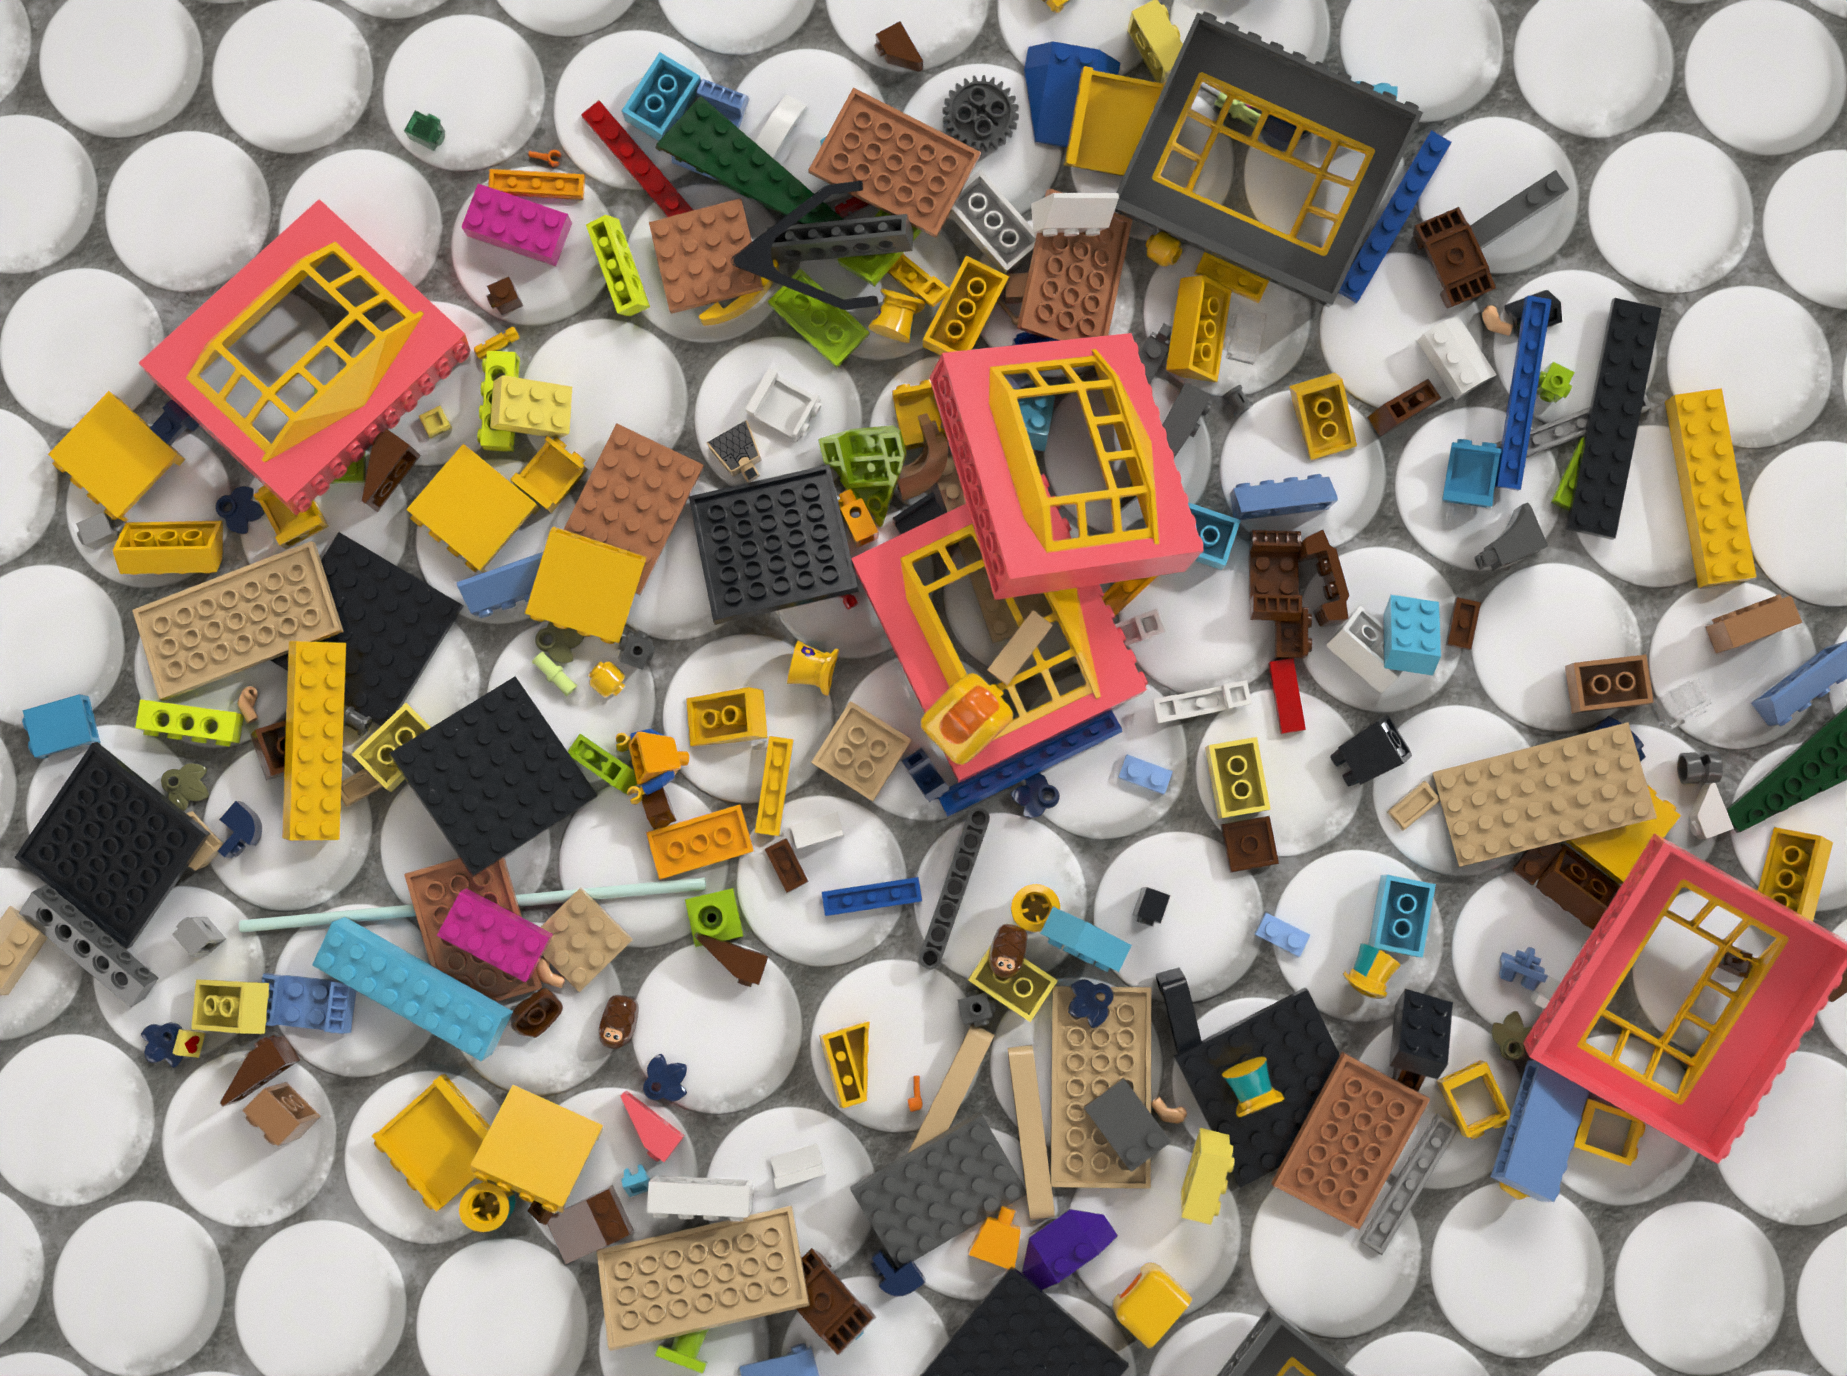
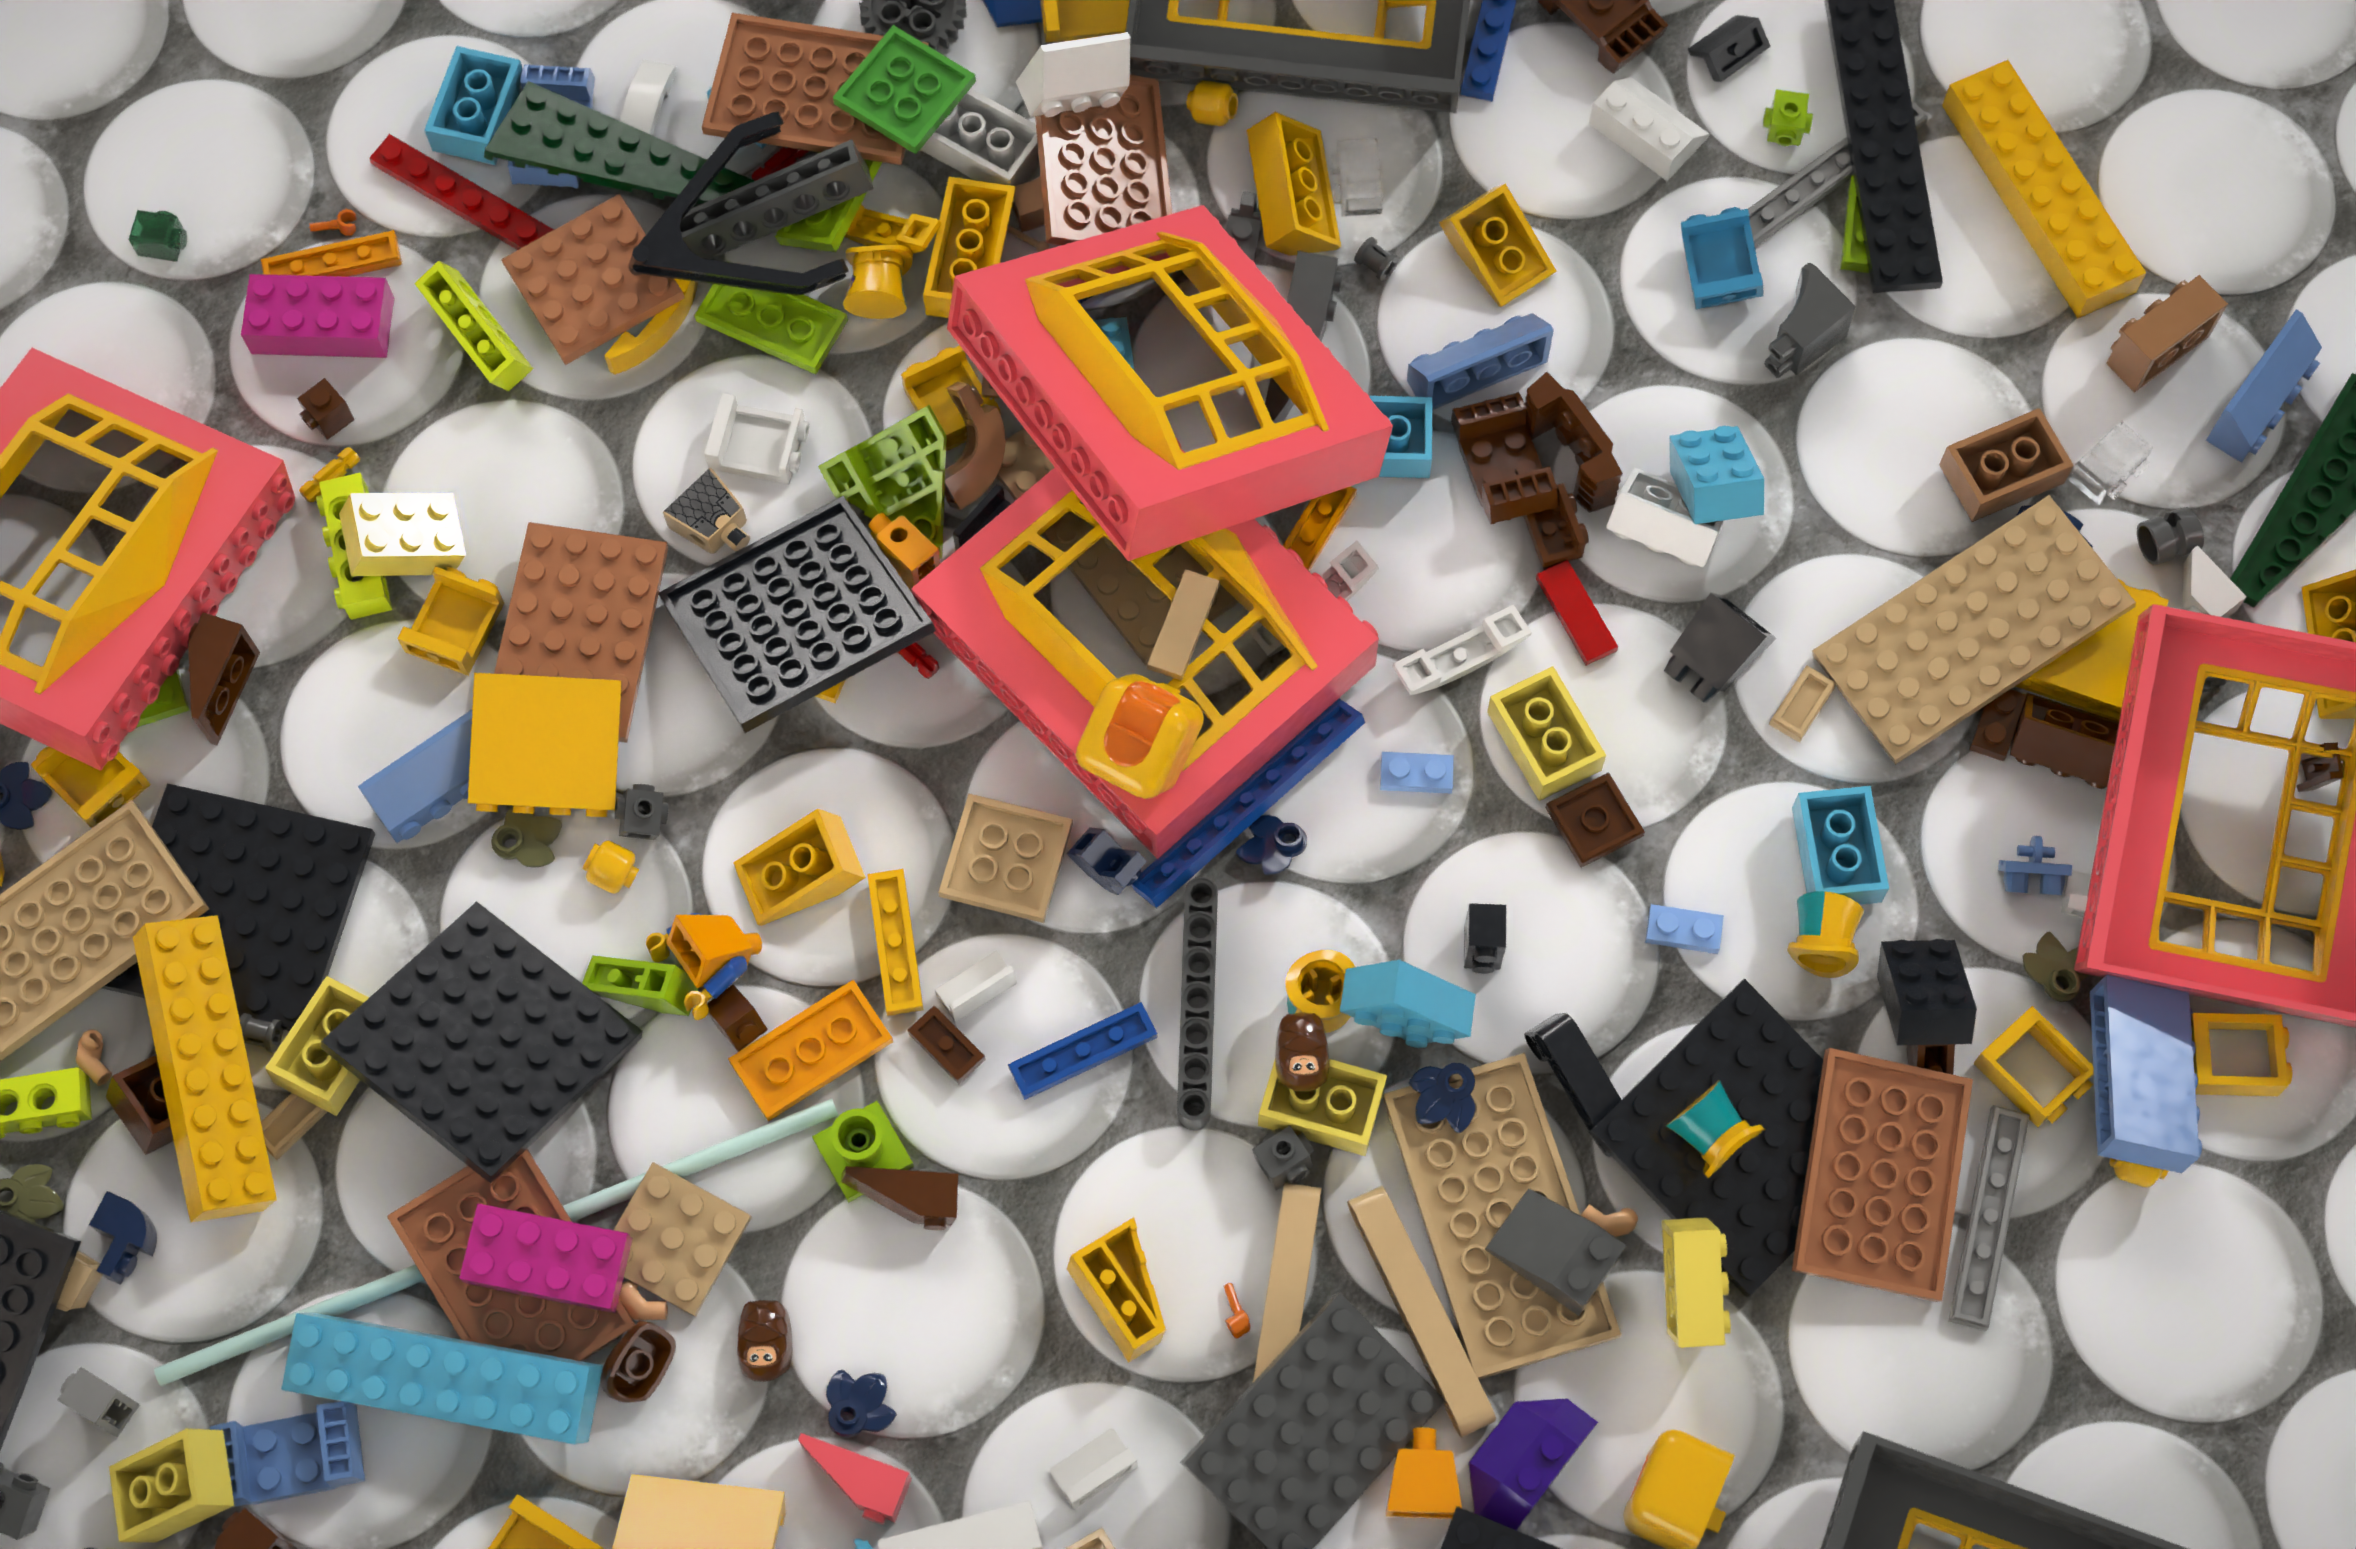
camera: 15 degrees left, 15 degrees down
(435, 421) = (269, 601): light yellow tile -> none
(471, 508) = (351, 695): yellow panel -> none
(554, 674) = (533, 883): yellowish green pin -> none
(812, 667) = (901, 760): yellow hat -> none
(953, 185) = (904, 89): none -> bright green plate
(1232, 277) = (1323, 114): yellow tile -> none
(1404, 407) = (1600, 205): reddish brown slope -> none
(1463, 623) = (1781, 449): reddish brown plate -> none
(1494, 323) = (1681, 72): light nougat arm -> none
(1523, 392) = (1751, 140): blue plate -> none

